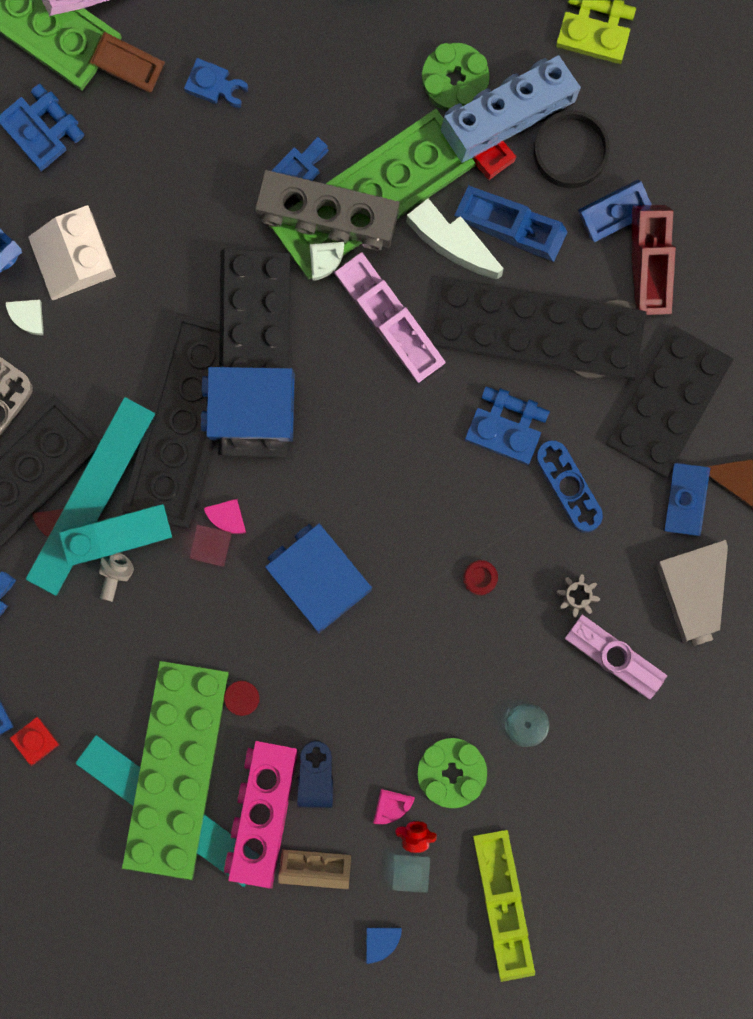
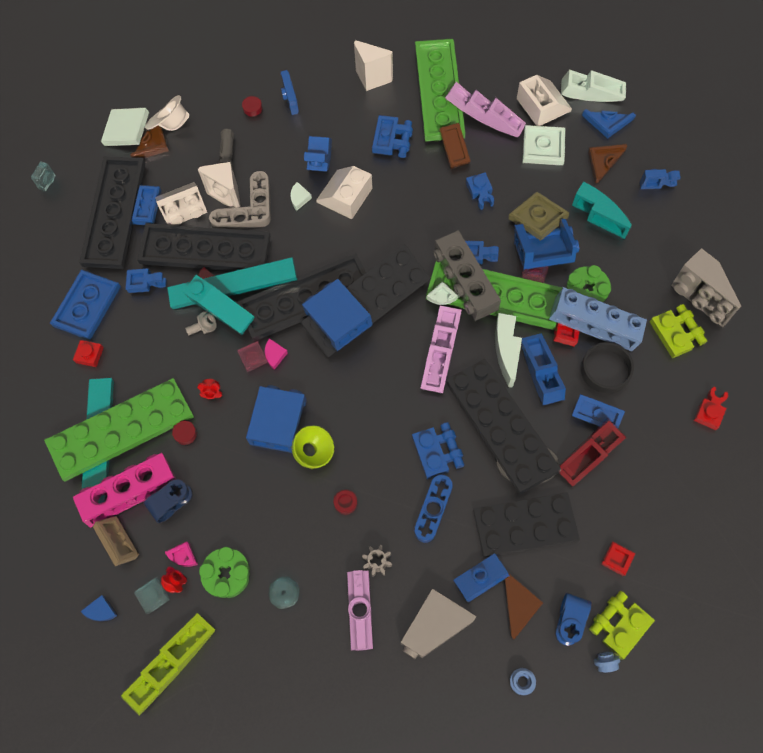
camera: 55 degrees right, 15 degrees down
(212, 628) = (209, 389): none -> red plate
(314, 49) = (538, 215): none -> olive tile
(364, 79) = (554, 249): none -> blue panel
(385, 121) = (536, 274): none -> clear pink plate
(400, 555) = (321, 442): none -> lime piece
(716, 83) = (710, 410): none -> red plate

